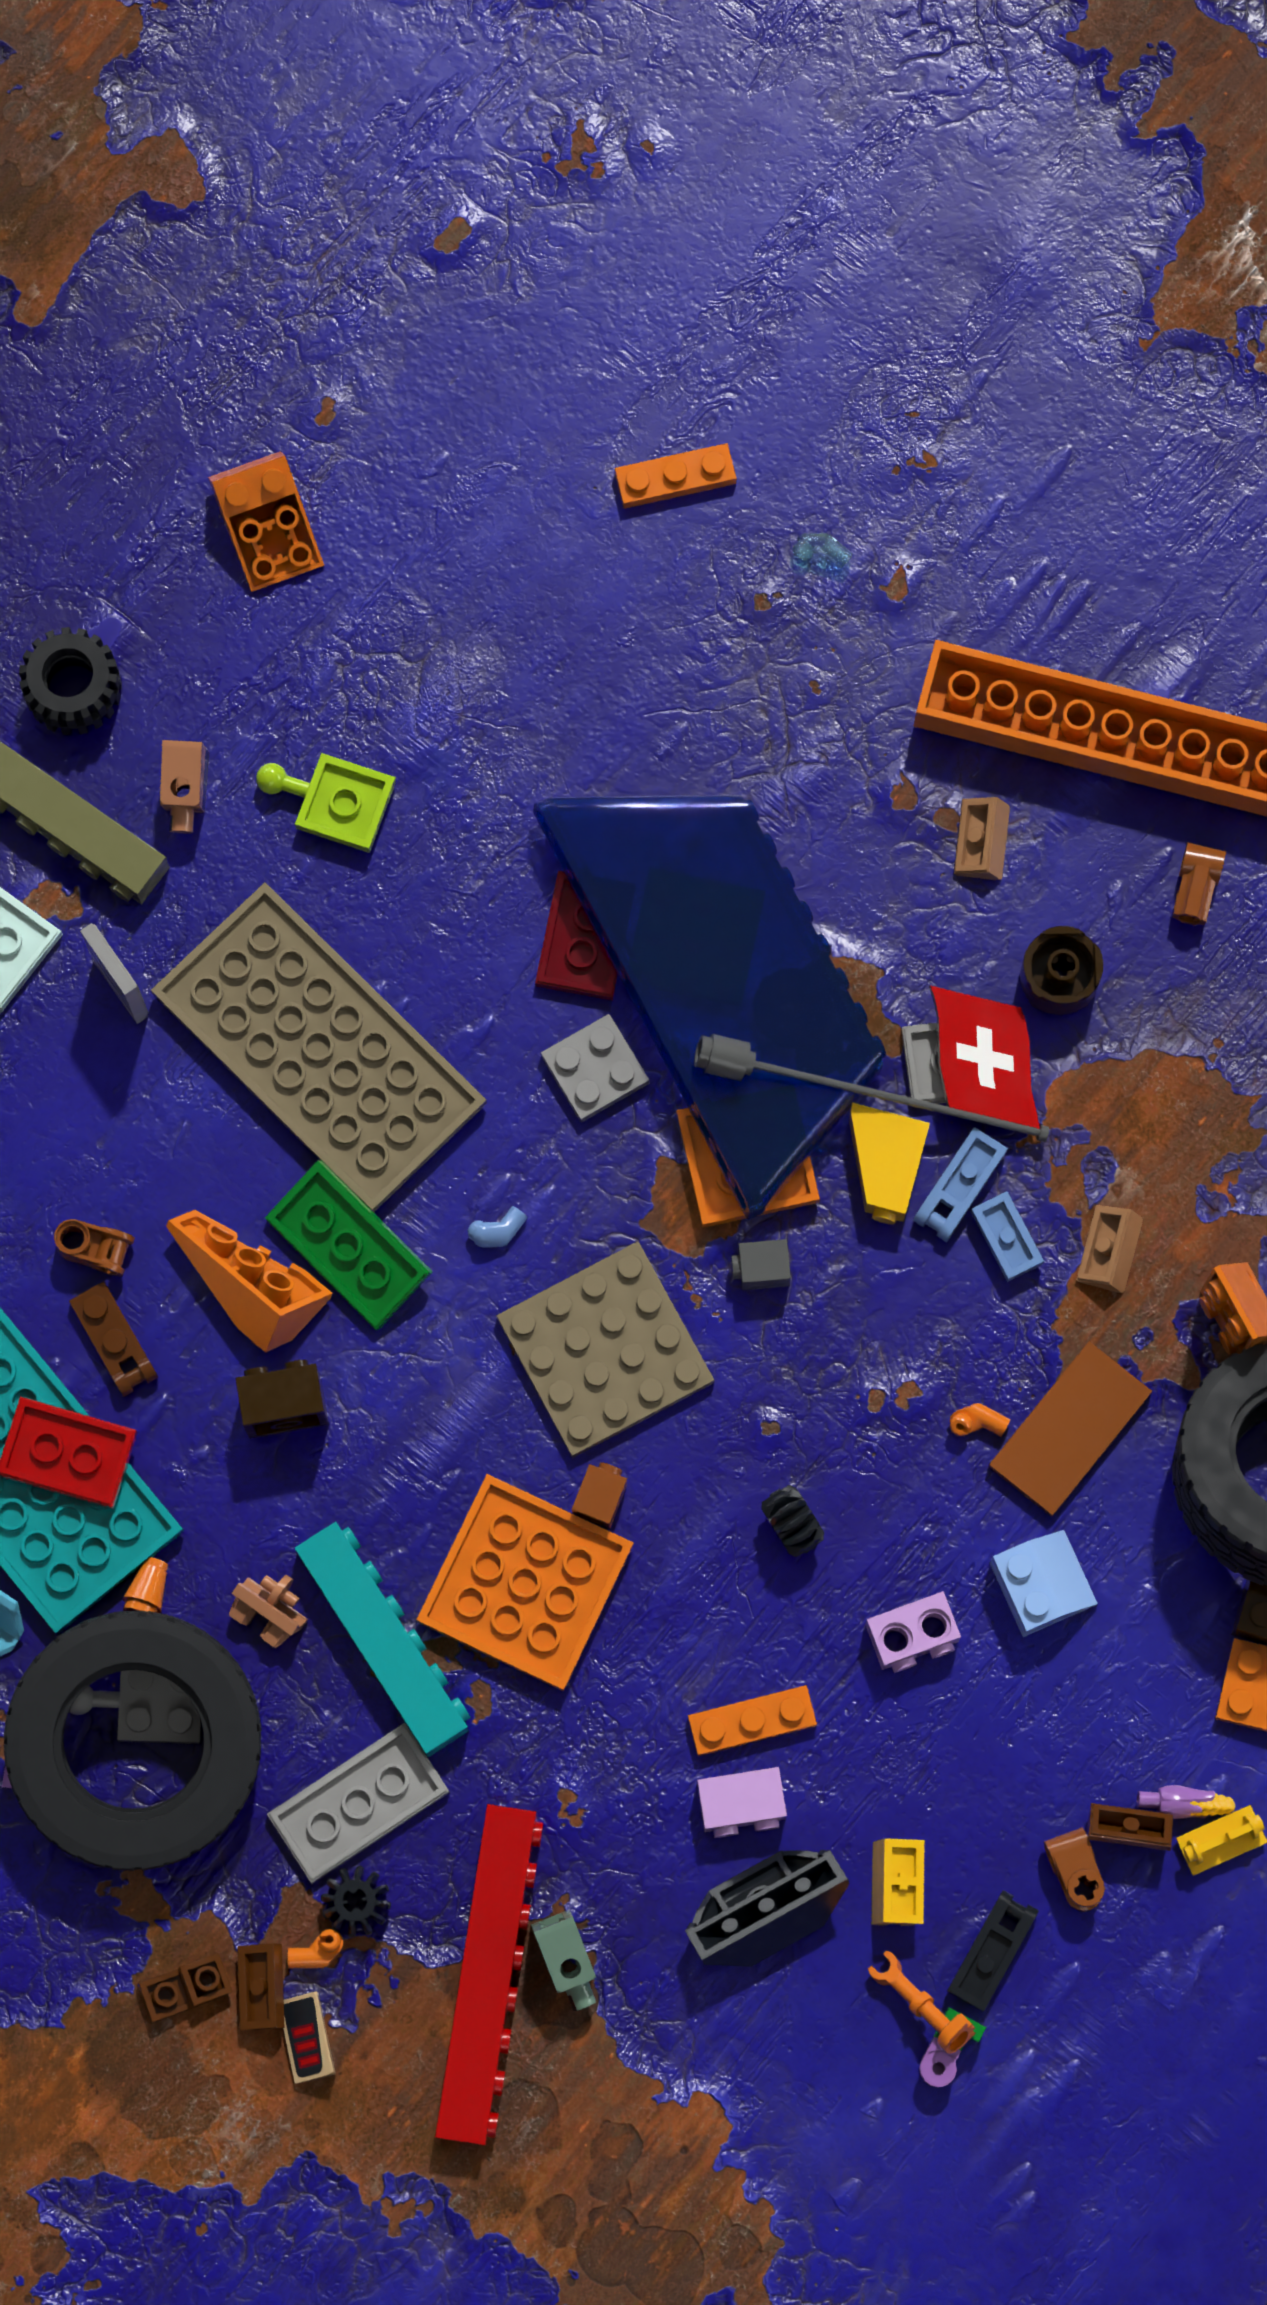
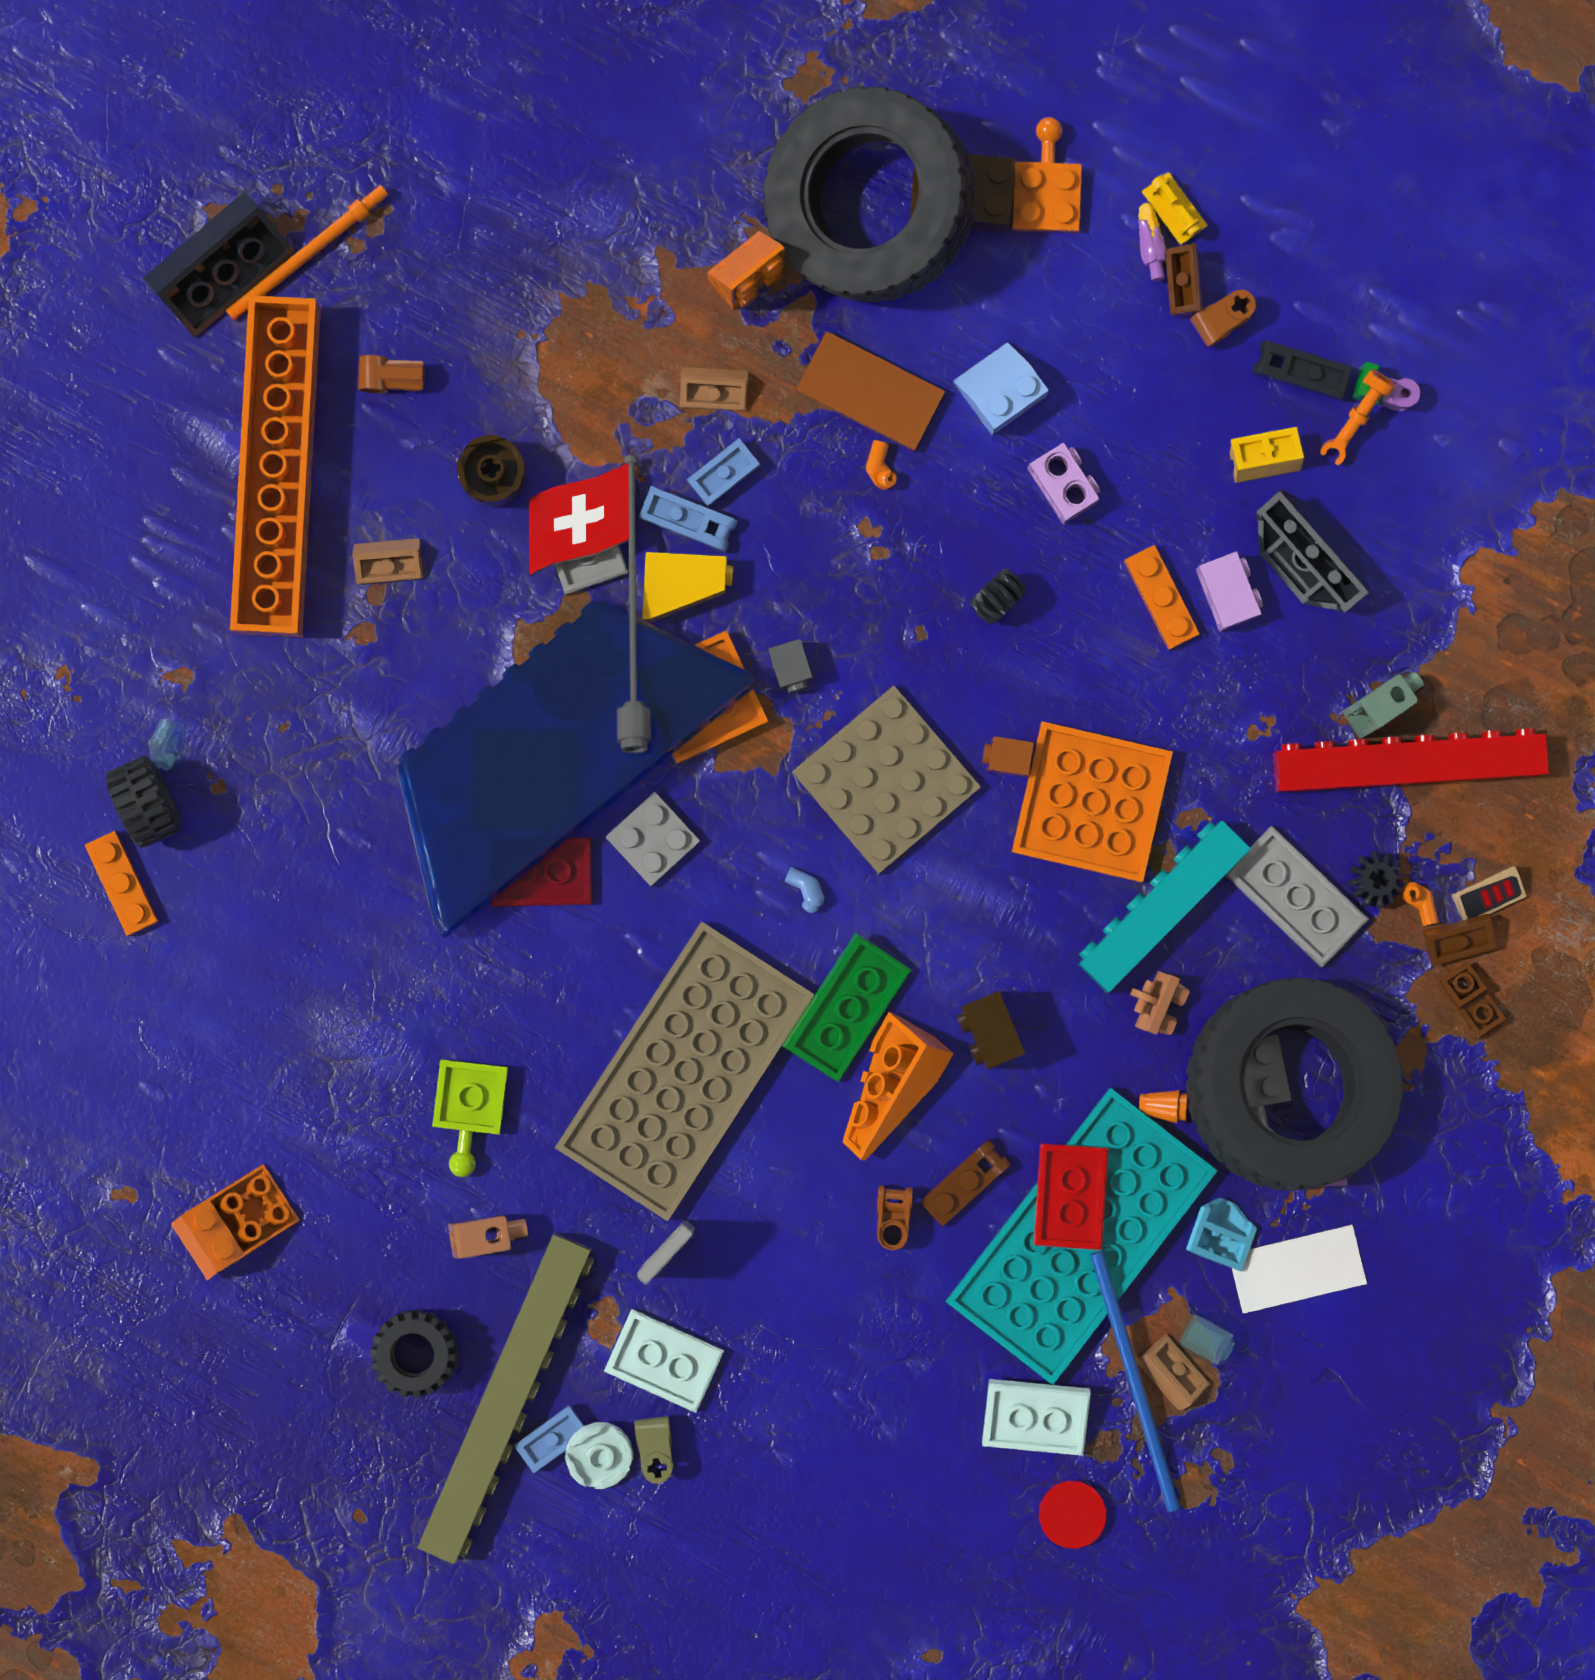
camera: 105 degrees left, 10 degrees up
(759, 509) = (143, 801): none -> black tyre

